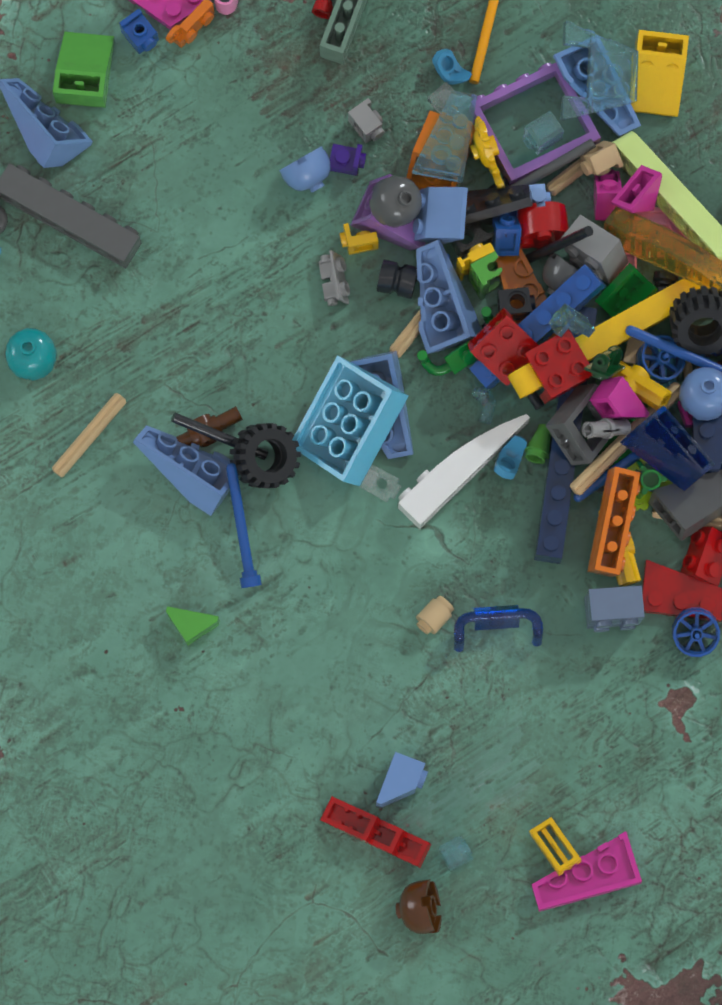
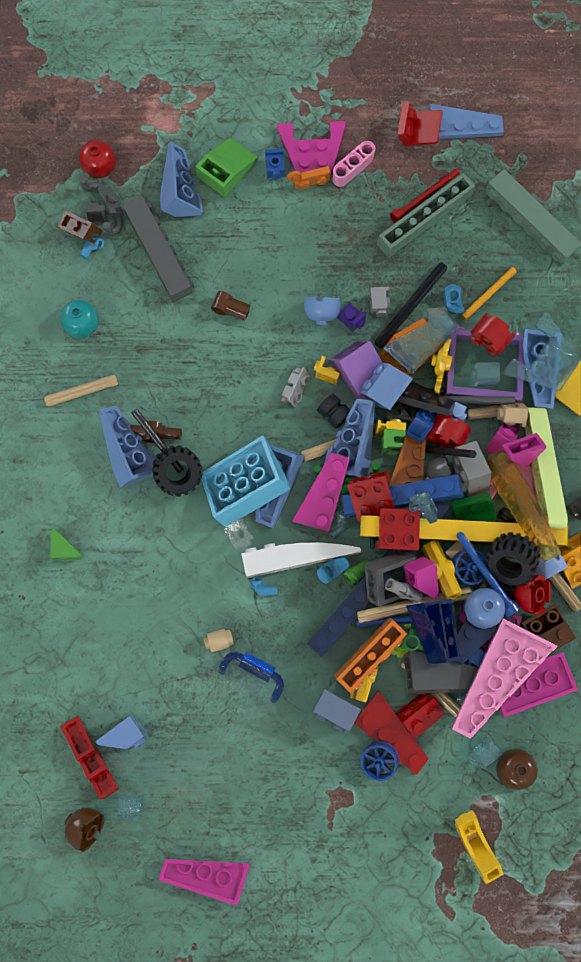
camera: 30 degrees right, 0 degrees up
(191, 232) = (226, 304): none -> reddish brown piece
(249, 576) = (119, 540): blue piece -> none
(395, 201) = (362, 360): dark grey cylinder -> none
(404, 104) = (410, 305): none -> black axle
(444, 529) = (261, 589): none -> dark azure arm
(448, 382) = (323, 496): none -> dark pink wing
(505, 296) = (395, 464): black brick -> none
(522, 83) = (492, 334): none -> red brick
(567, 864) = (197, 862): yellow tile -> none
(606, 363) = (430, 548): dark green hinge -> none

